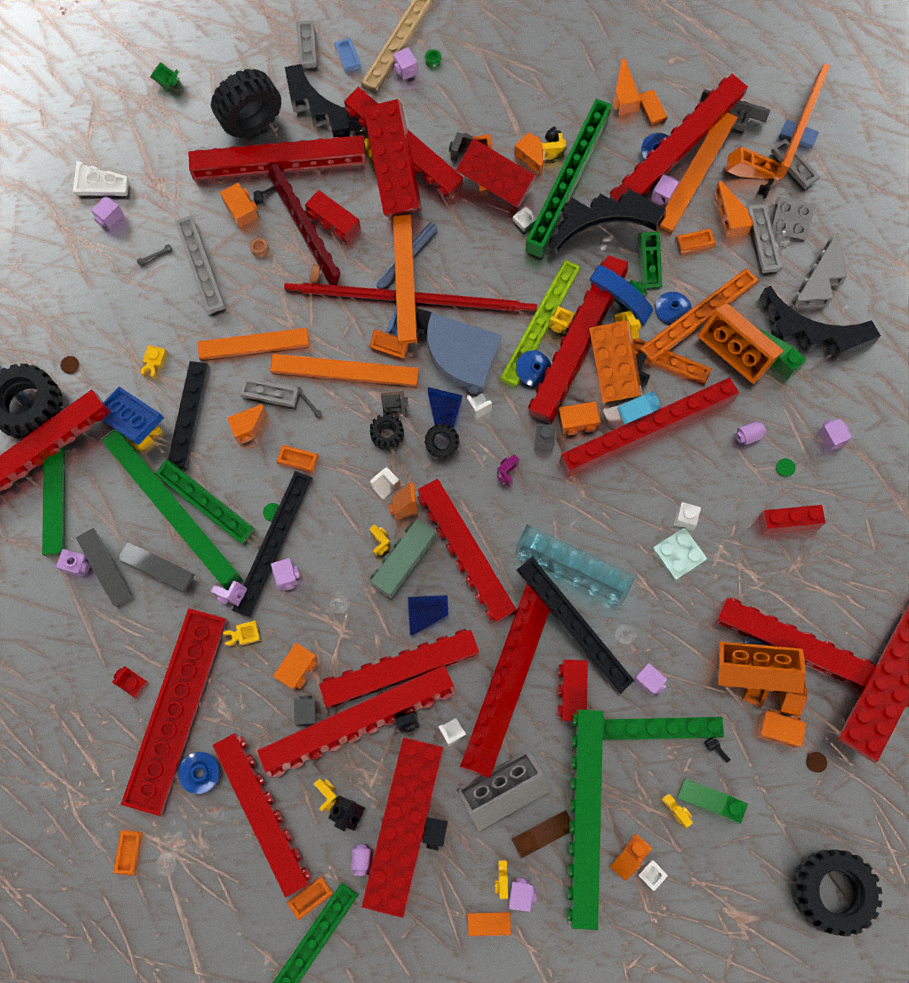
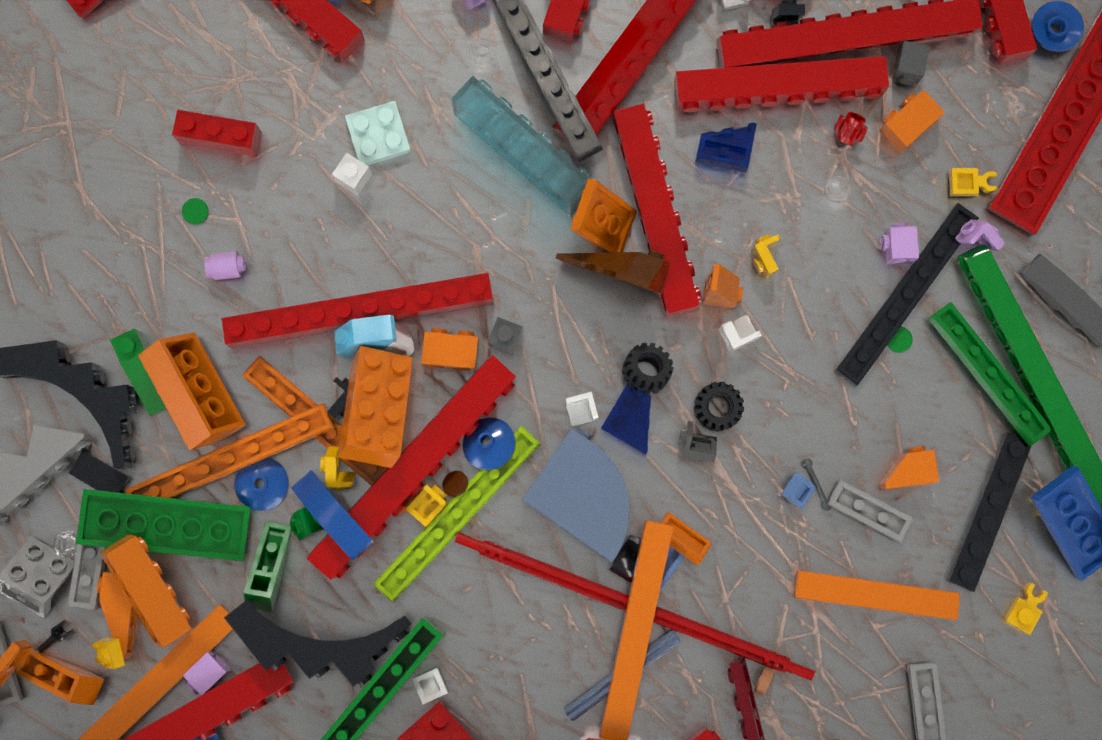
camera: 170 degrees left, 10 degrees up
(297, 459) = (849, 403): orange tile -> none
(320, 391) = (798, 490): none -> medium blue plate
(339, 648) = (850, 128): none -> red gear
(344, 370) = (756, 517): orange tile -> none
(403, 558) = (741, 219): sand green brick -> none
(471, 495) = (630, 267): none -> reddish brown wedge
(501, 526) = (603, 218): none -> orange plate
(507, 465) = (568, 310): magenta bracket -> none
(548, 339) = (455, 483): none -> reddish brown piece
(695, 241) = (192, 579): orange tile -> none
(721, 219) = (146, 590): none -> orange brick
(725, 262) = (164, 524): none -> green plate
(729, 182) = (109, 652): none -> yellow plate
(782, 285) = (98, 473): none -> black tile
(835, 434) = (112, 232): lavender brick -> none

